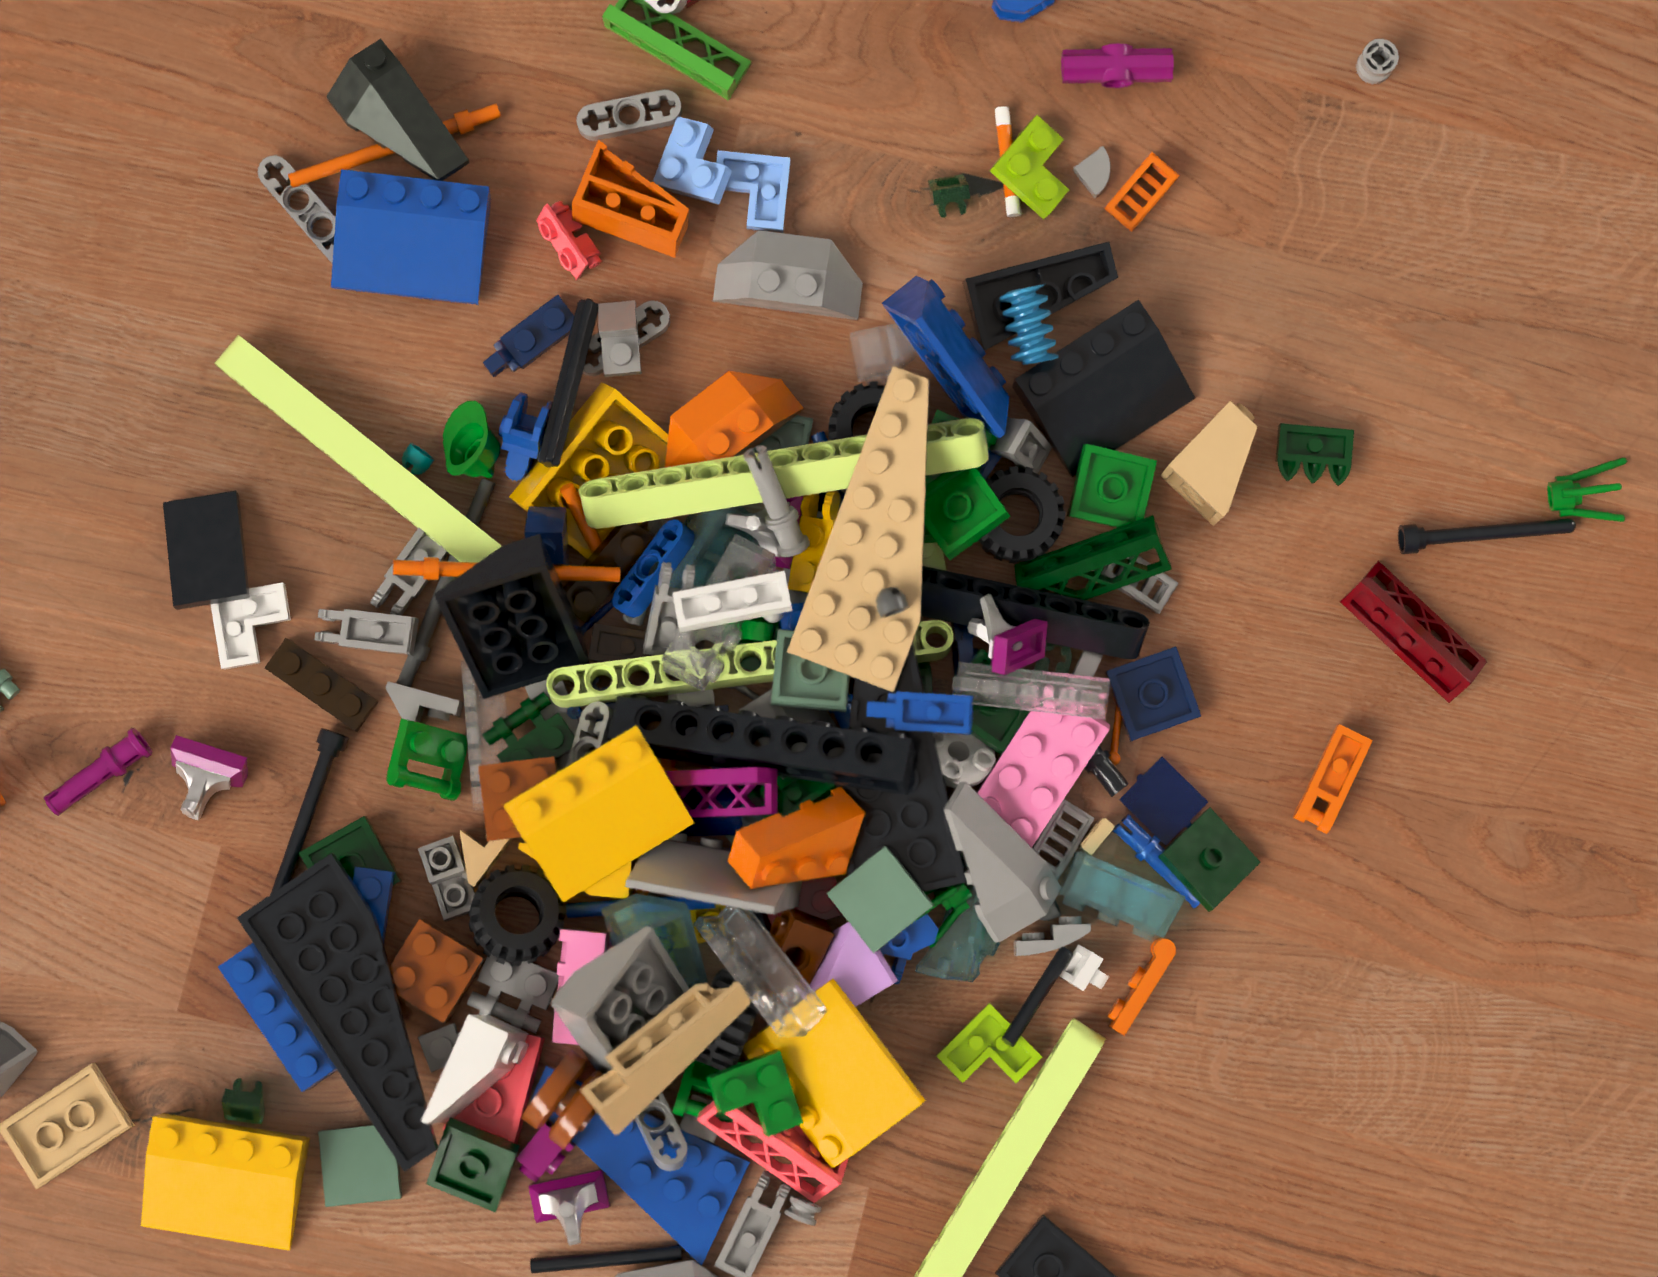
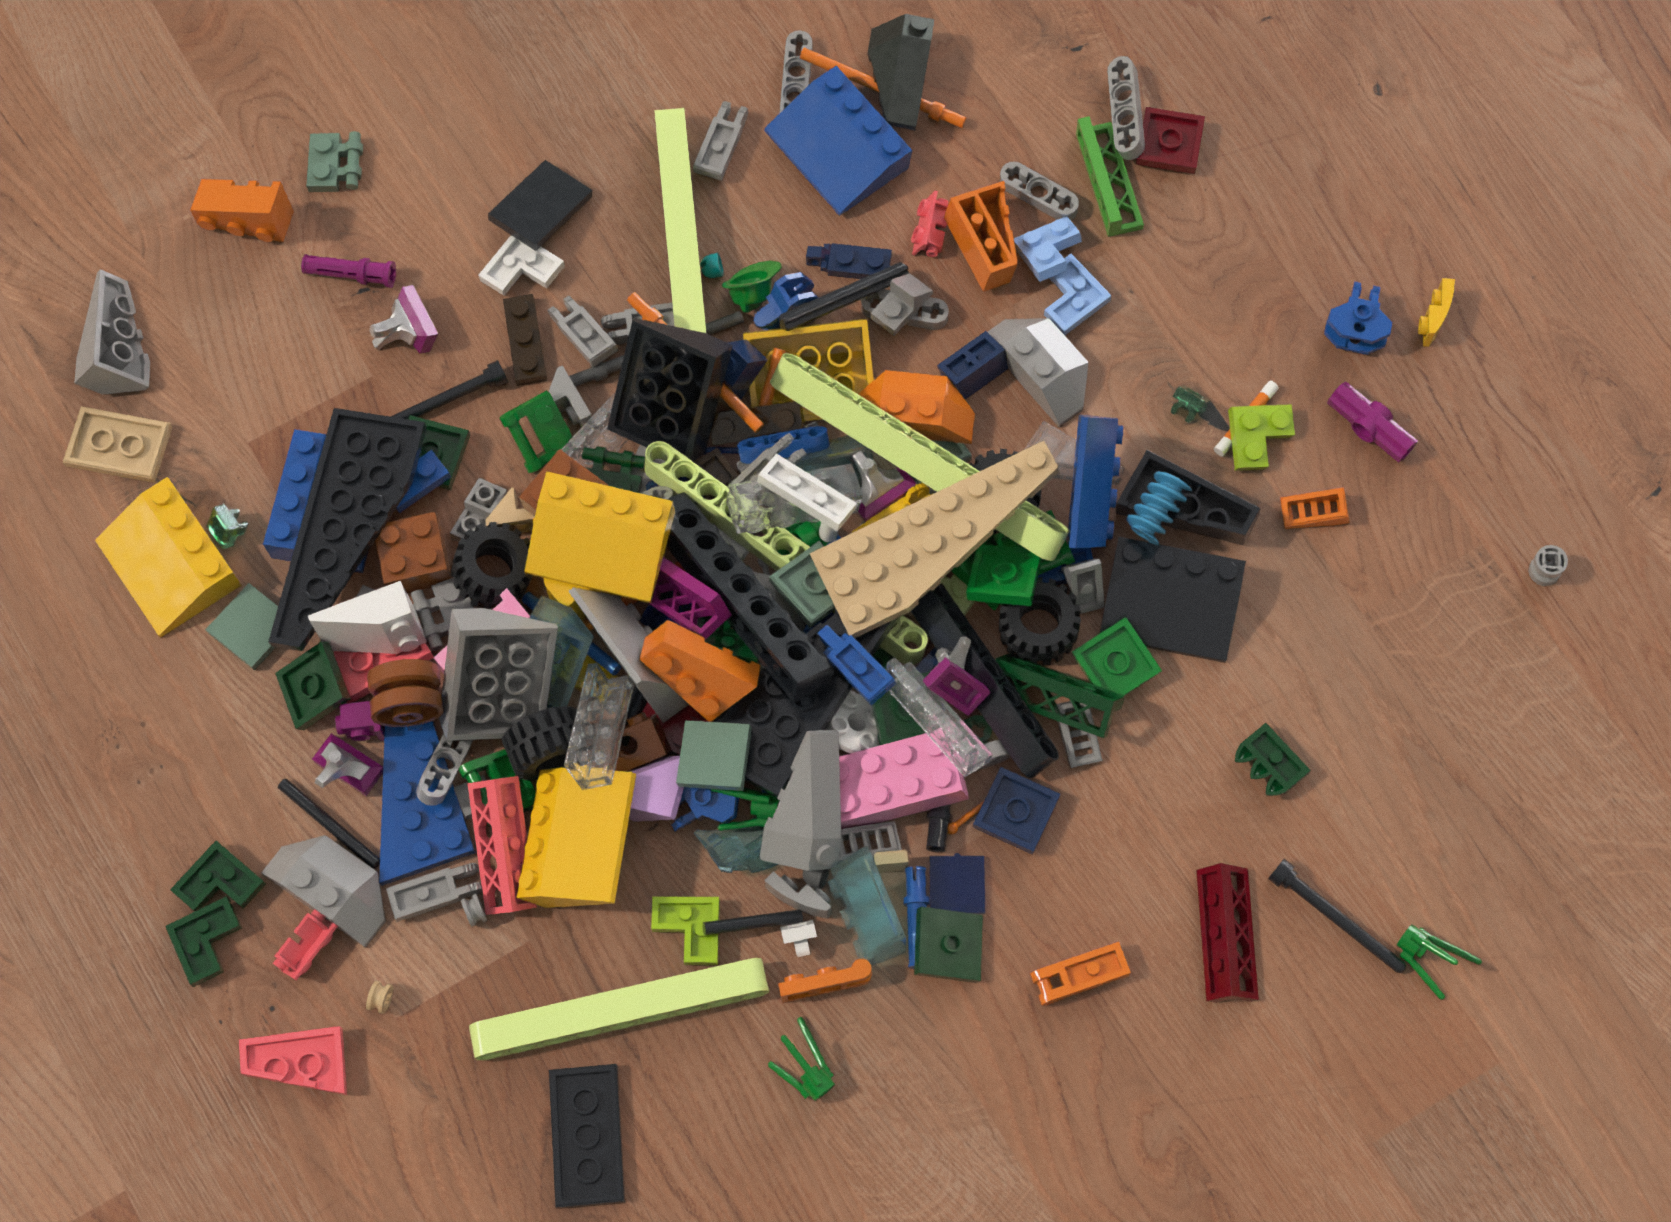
camera: 50 degrees right, 15 degrees down
(303, 336) = (720, 142): none -> light grey hinge
(662, 1051) = (487, 709): tan wedge -> none
(736, 335) = (975, 364): none -> dark blue hinge
(761, 1082) = (528, 792): green plate -> none
(781, 516) = (889, 476): light grey pin -> none
(891, 602) = (900, 577): dark grey hinge -> none
(1094, 171) = (1296, 471): light grey tile -> none
(1213, 462) = (1197, 700): tan slope -> none
(1213, 1071) = (815, 1081): none -> green plant

